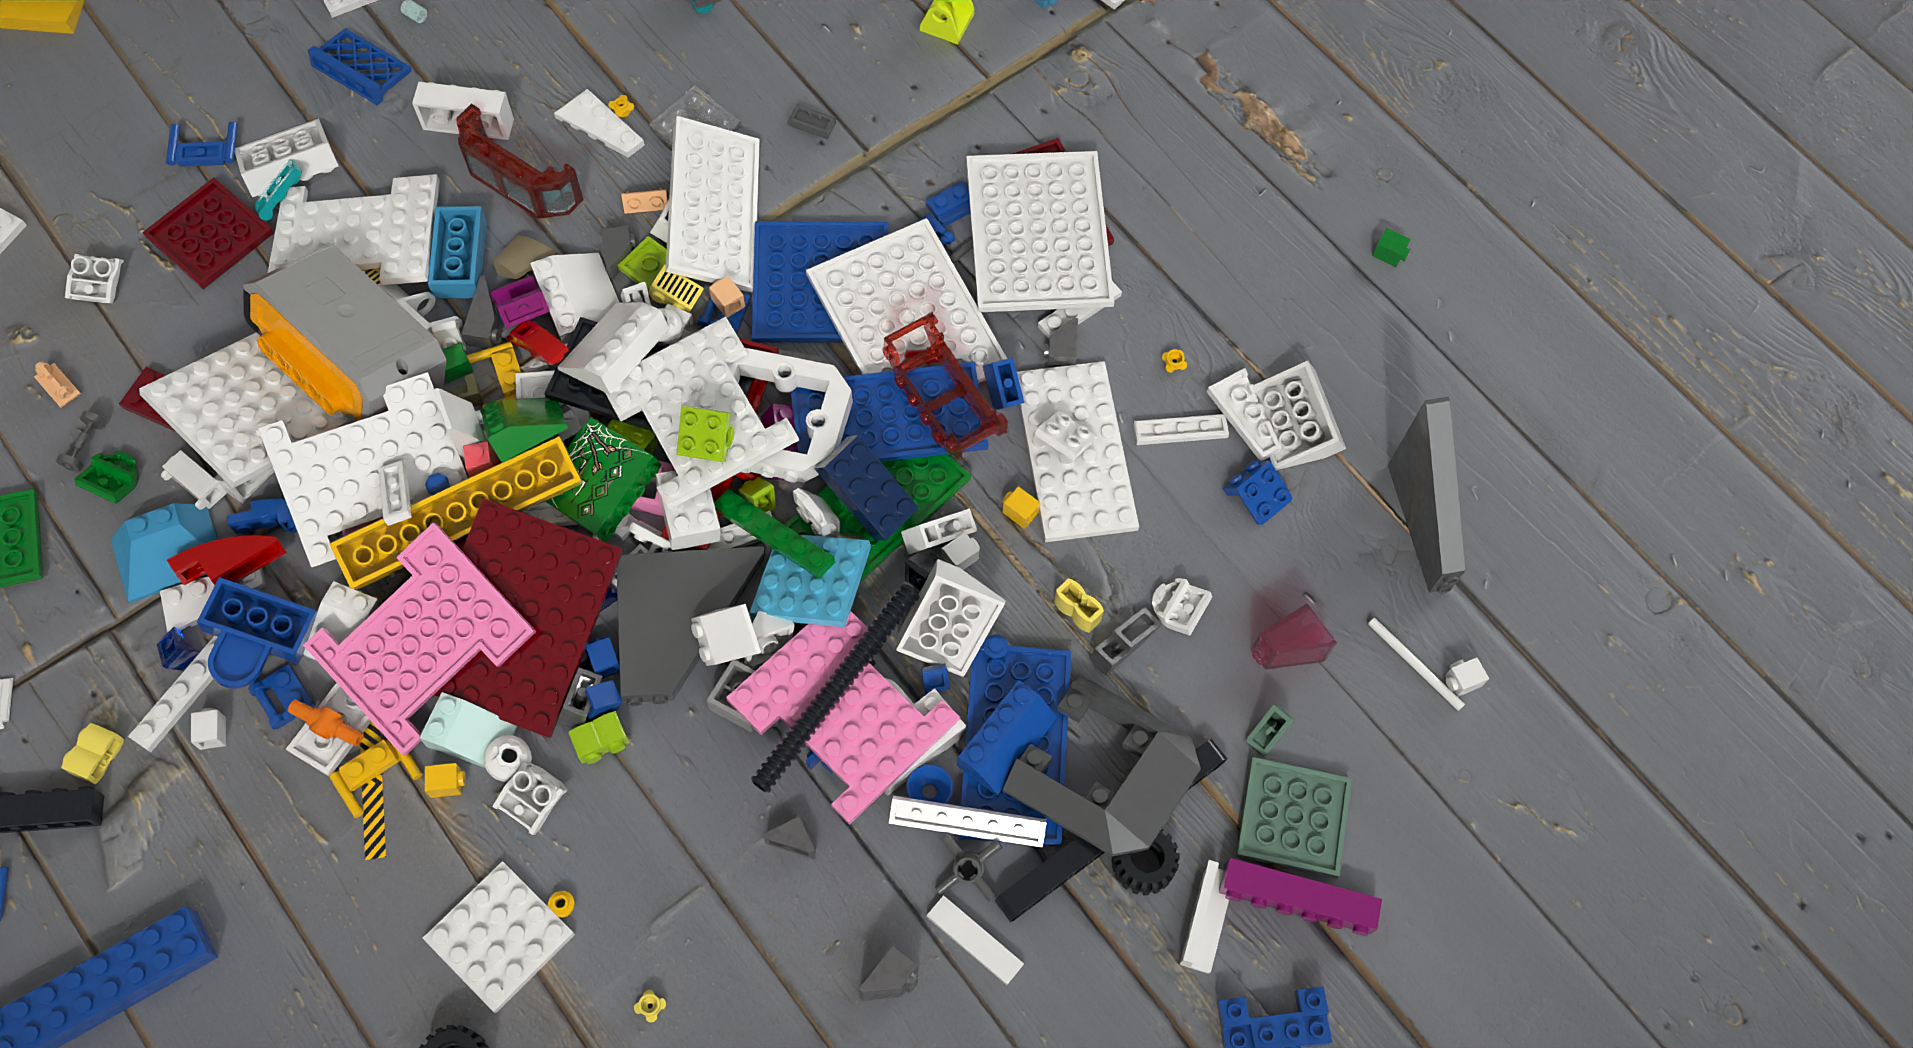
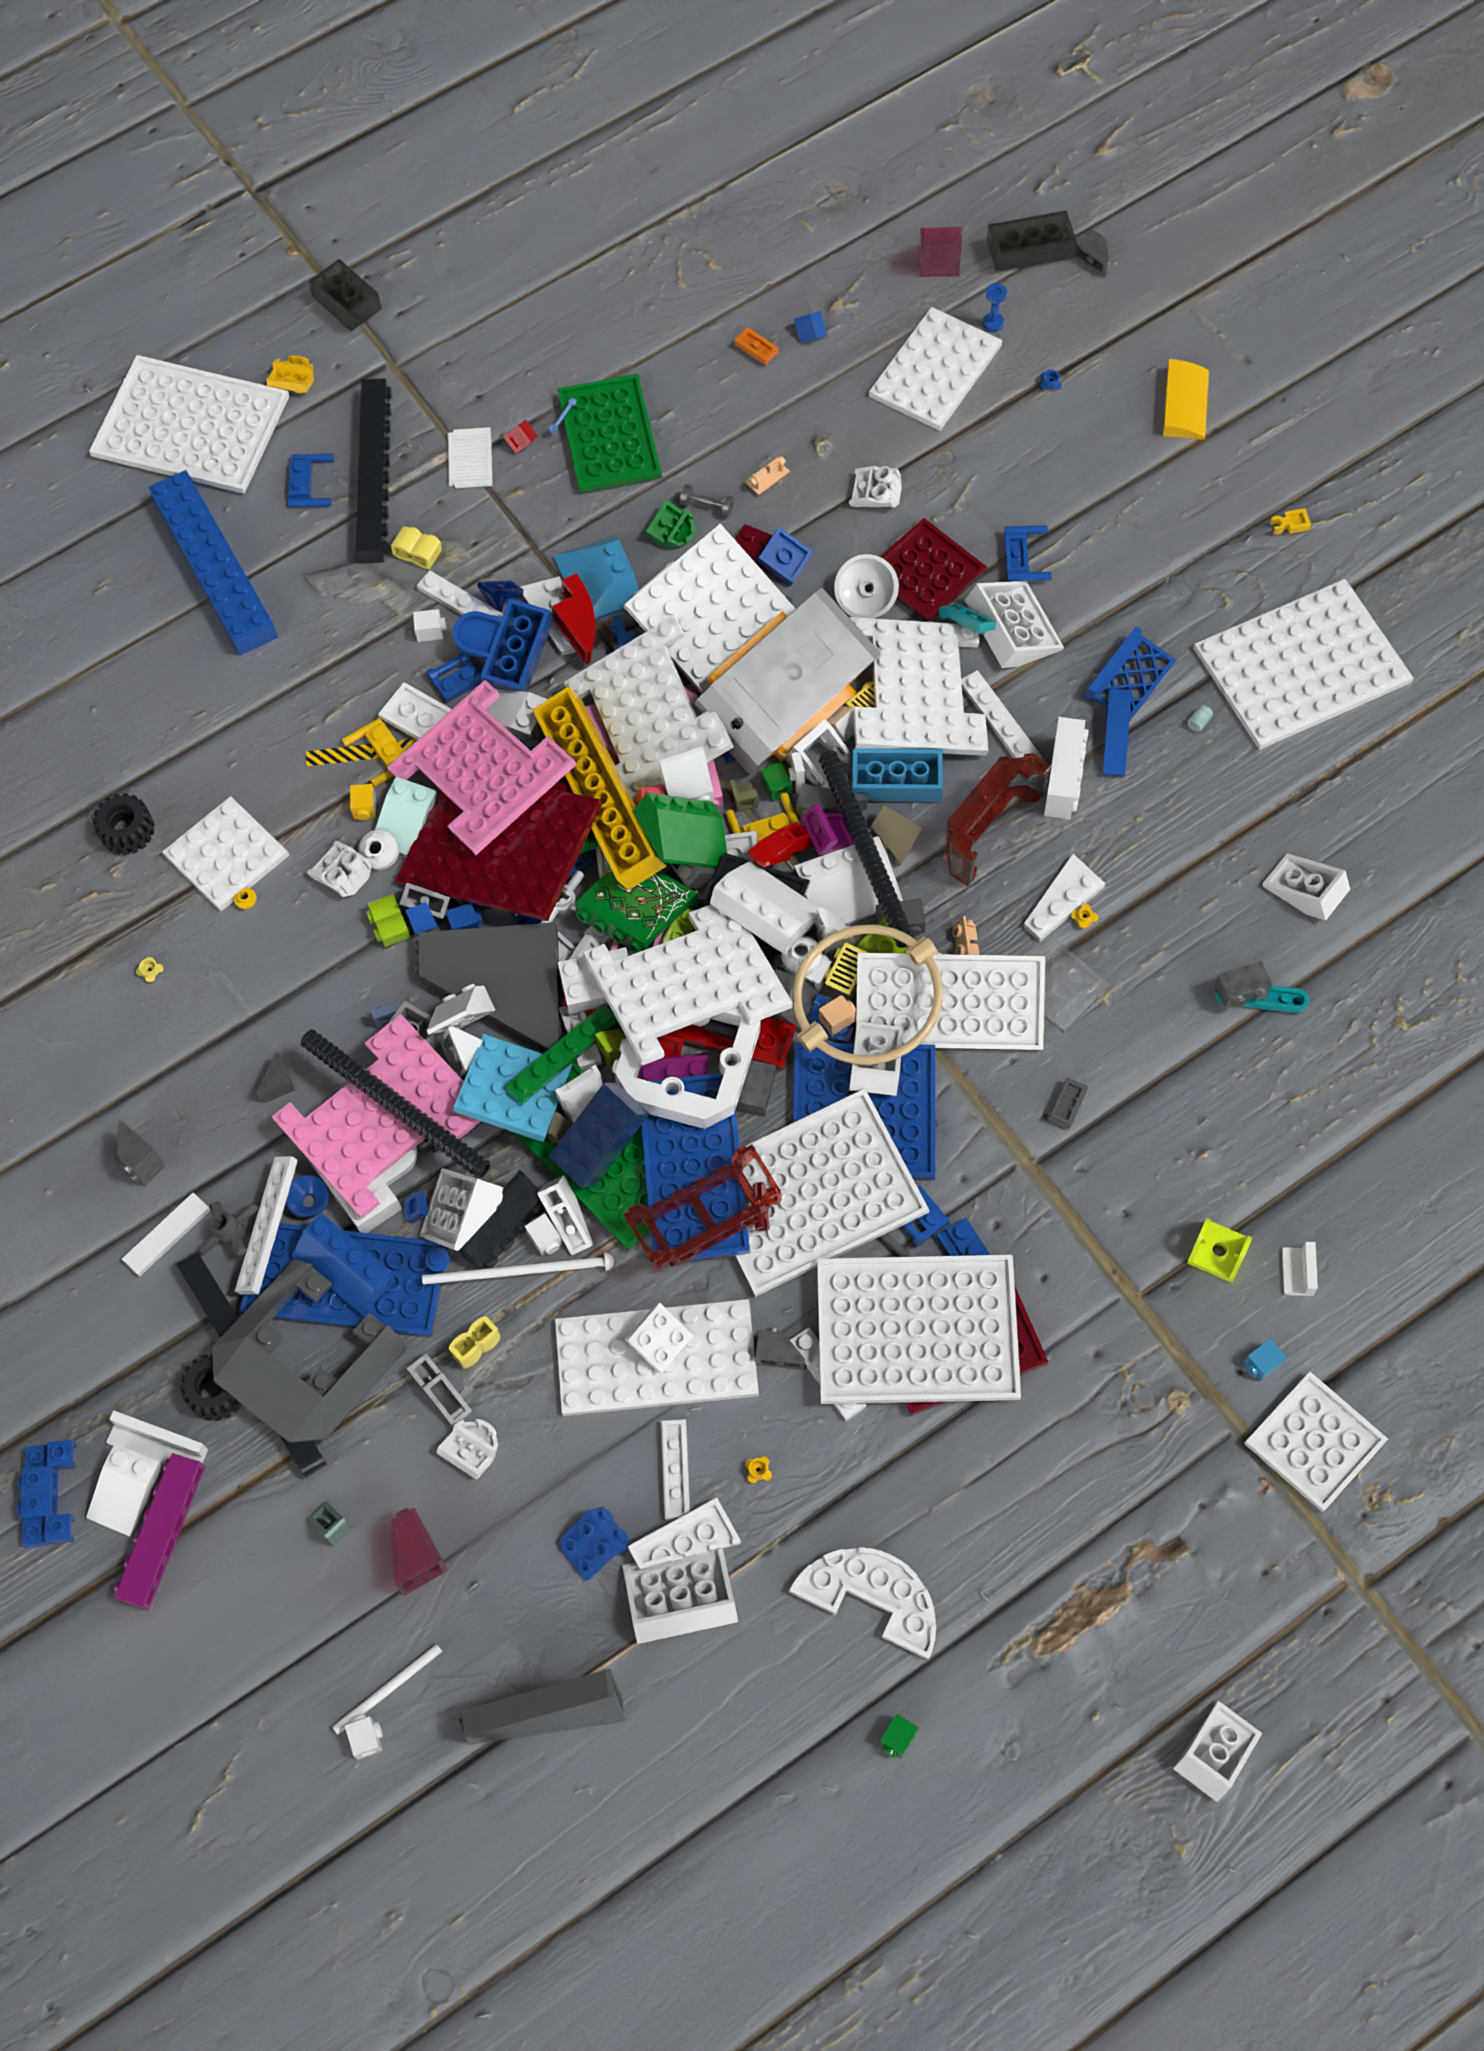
camera: 100 degrees right, 0 degrees up
(168, 357) = (784, 556): none -> blue plate
(218, 266) = (852, 584): none -> white dish
(325, 722) = (419, 706): orange pin -> none
(394, 493) = (610, 729): white plate -> none
(405, 166) = (997, 716): none -> white plate
(411, 71) = (1117, 732): none -> blue slope
(437, 483) = (630, 769): blue tile -> none
(546, 266) = (864, 844): none -> black piece
(674, 211) = (919, 953): none -> tan piece
(704, 433) = (643, 976): lime plate -> none
(715, 731) = (383, 1015): none -> sand blue plate
(773, 262) = (874, 1040): none -> white slope
(984, 496) = (606, 1261): none -> white bar
(1003, 384) = (725, 1280): blue brick -> none
(1020, 507) = (590, 1295): yellow brick -> none
(1260, 942) = (124, 1490): none -> white slope
(1263, 264) = (879, 1581): none -> white plate
(1294, 817) = (239, 1538): sand green plate -> none
(1367, 33) = (1218, 1751): none -> white slope

